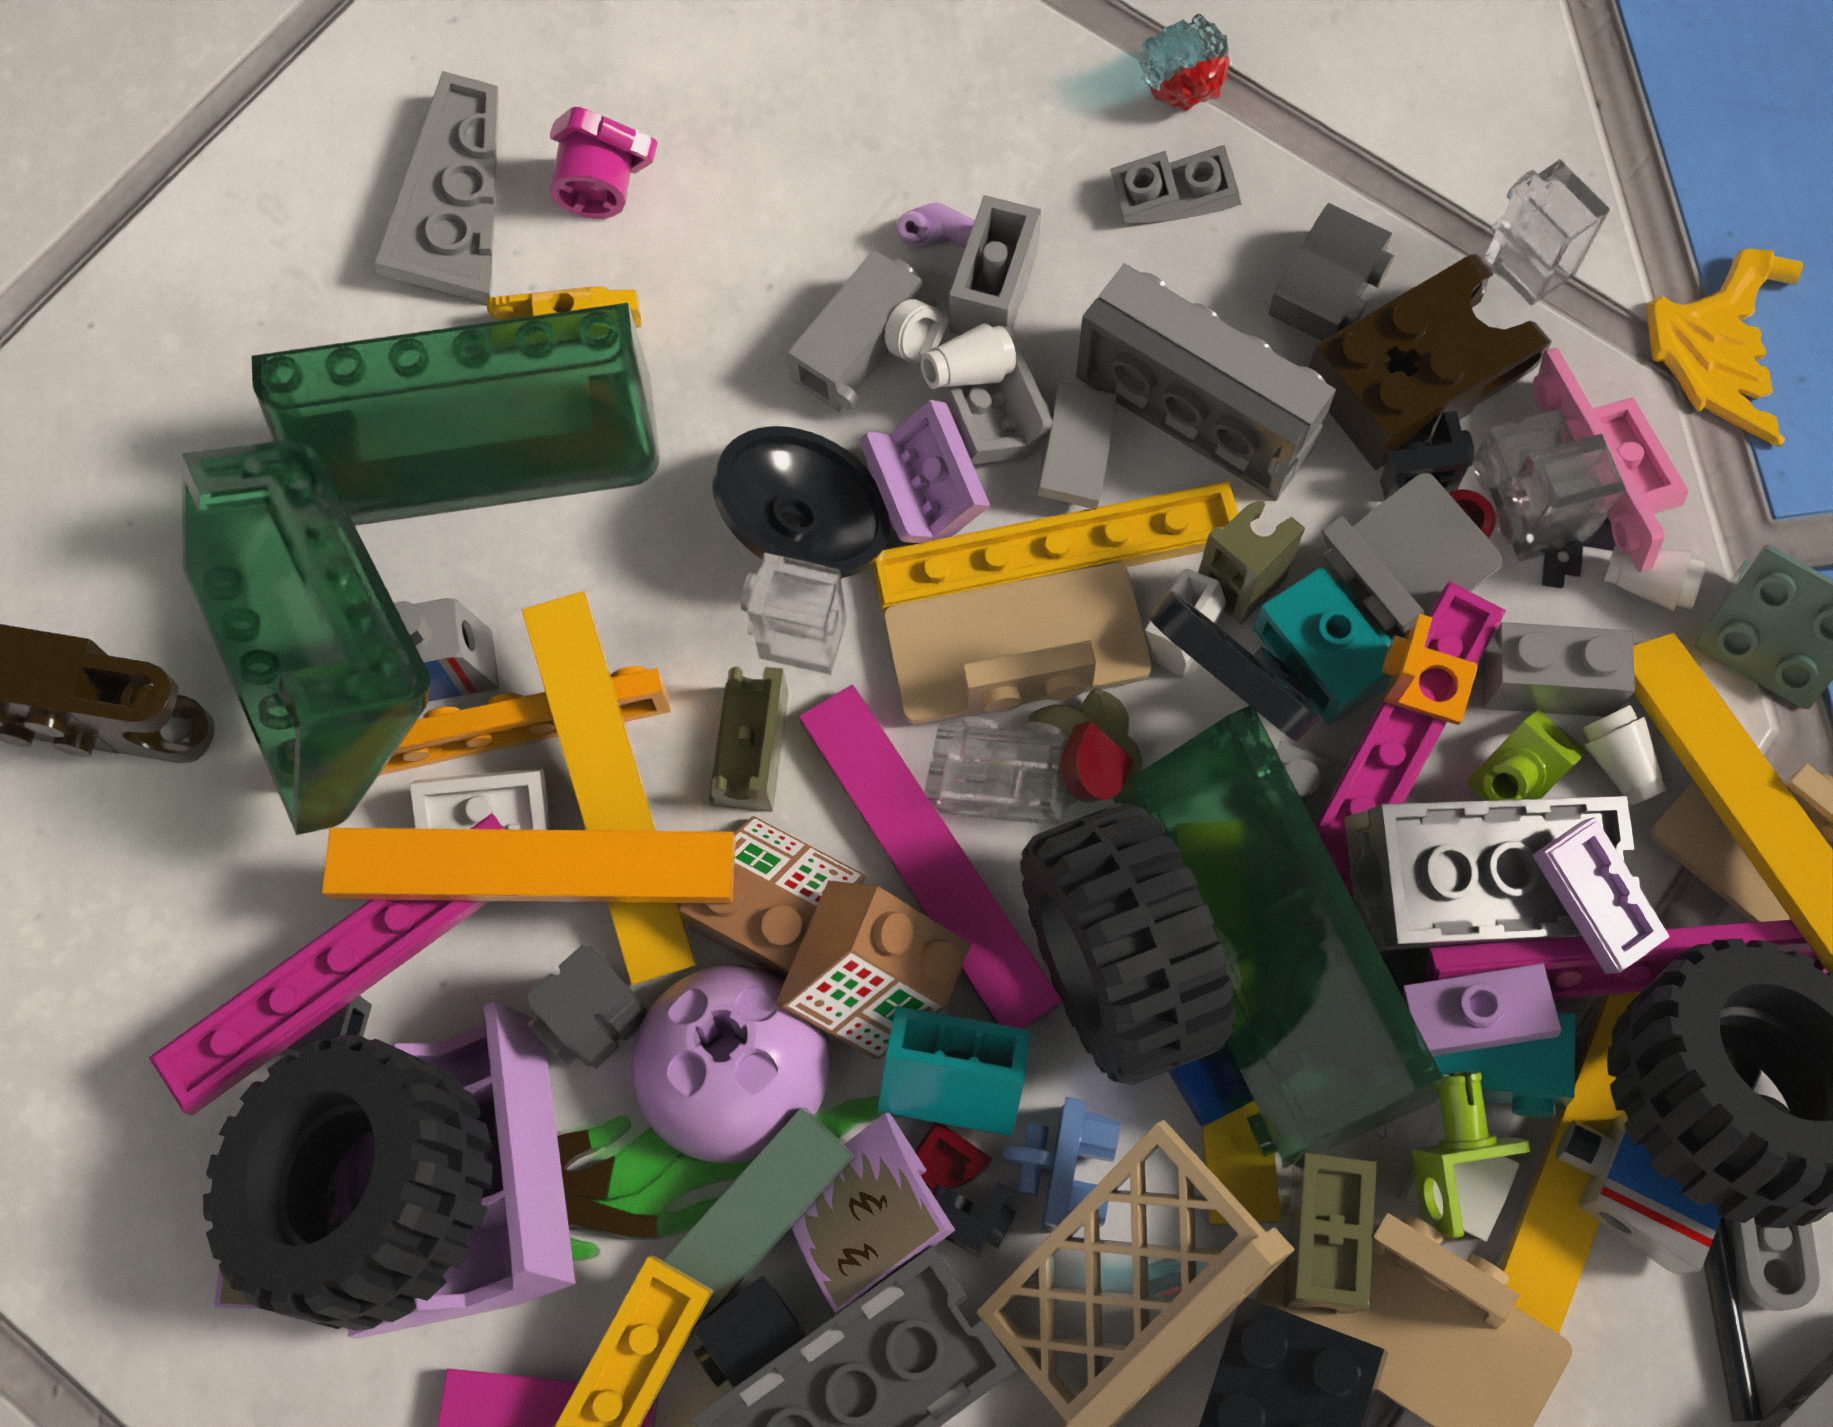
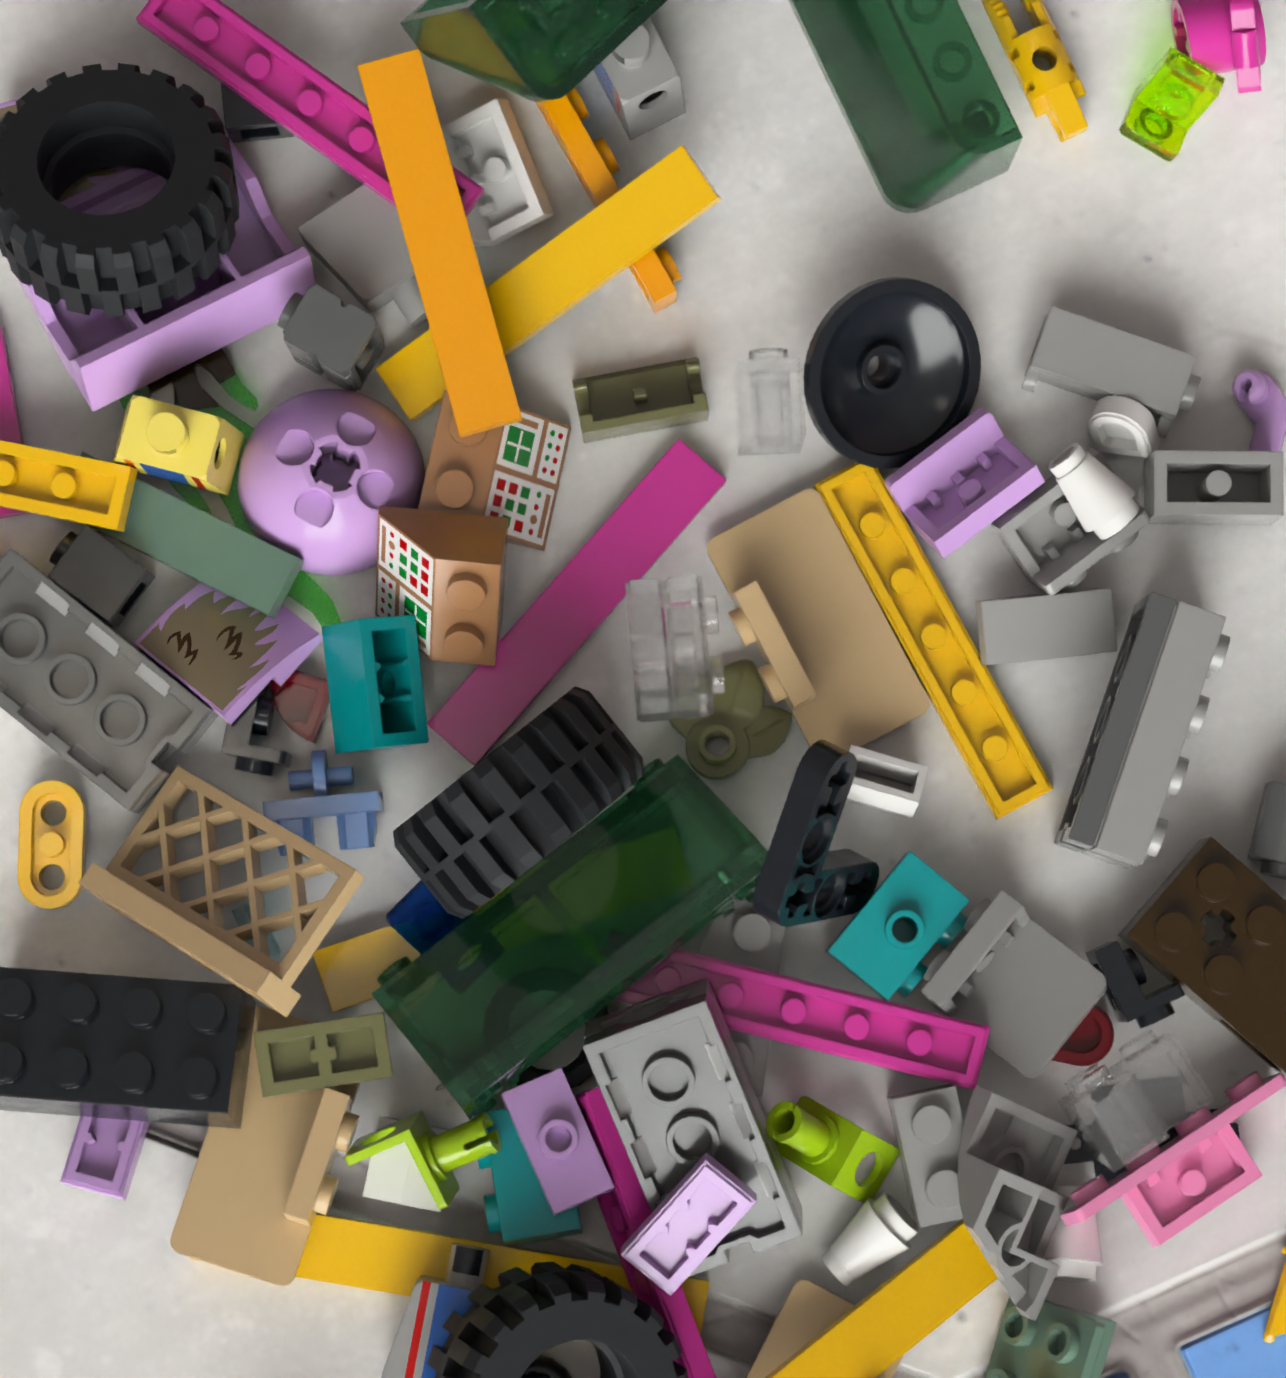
camera: 70 degrees right, 15 degrees up
(512, 948) = (366, 252): none -> light grey torso
(637, 1205) = (178, 444): none -> light yellow torso
(638, 218) = (1169, 103): none -> clear neon green bracket
(1093, 764) = (693, 731): dark red tile -> none
(1247, 563) = (943, 826): olive hinge -> none
(1409, 658) = (875, 1001): light orange bracket -> none
(1580, 600) = (1006, 1192): none -> light grey slope

